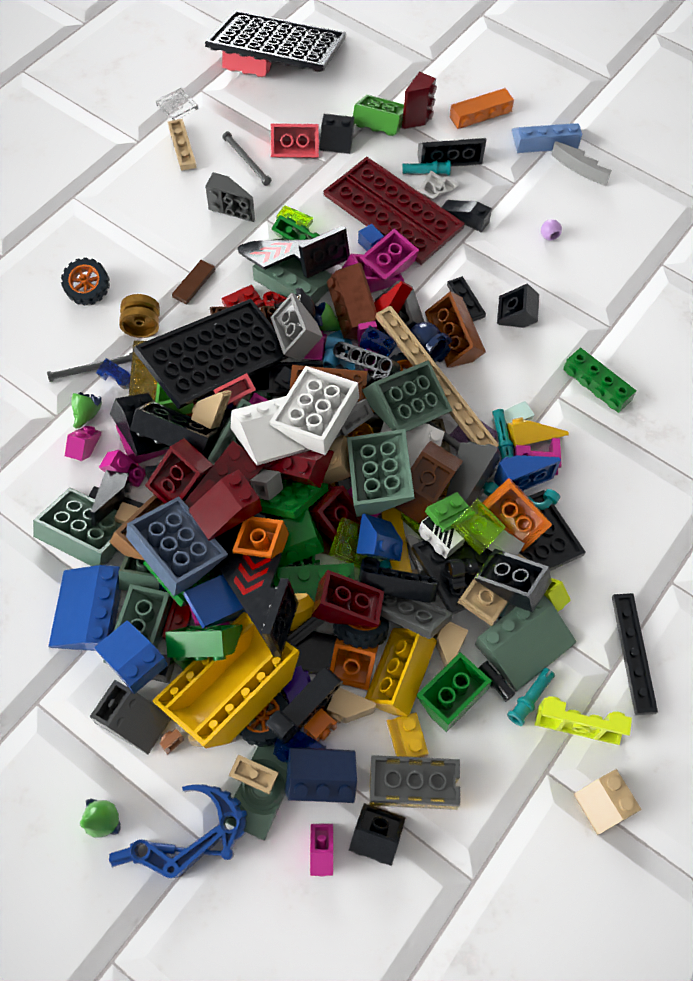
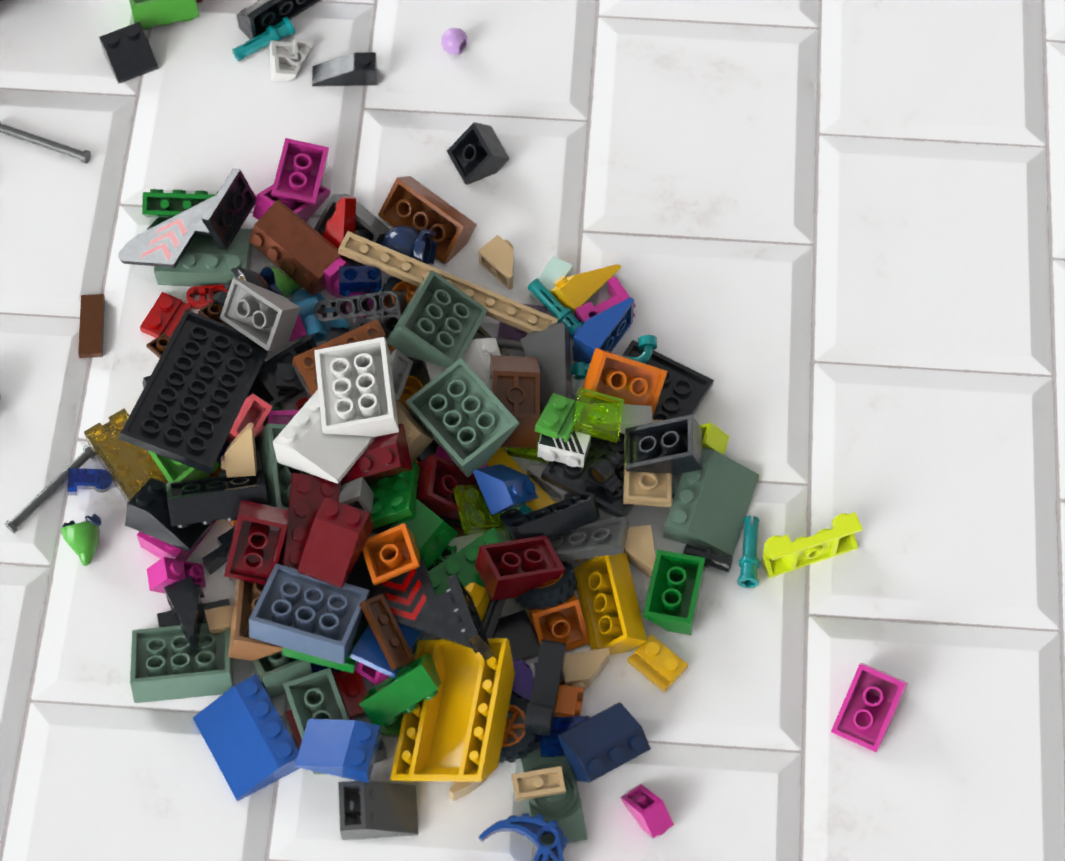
camera: 30 degrees left, 0 degrees up
(82, 443) = (109, 576): dark pink slope -> none
(139, 315) = (67, 399): pearl gold wheel -> none
(171, 740) = (432, 806): nougat plate -> none
(219, 592) = (387, 632): none -> reddish brown tile
(229, 198) = (64, 203): dark grey slope -> none
(295, 140) = (84, 87): coral slope -> none
(297, 216) = (144, 183): clear neon green plate -> none
(369, 237) = (260, 163): blue brick -> none
(377, 834) = (689, 765): black slope -> none
(389, 203) = (257, 110): dark red plate -> none
(414, 782) = (692, 697): dark grey piece -> none
(461, 288) = (400, 166): black tile -> none
(485, 383) = (498, 259): none -> tan slope
(549, 881) = (869, 707): none -> dark pink slope
(599, 380) = (614, 188): green brick -> none
(607, 801) = (878, 604): slope -> none
(634, 654) = (820, 452): black plate -> none

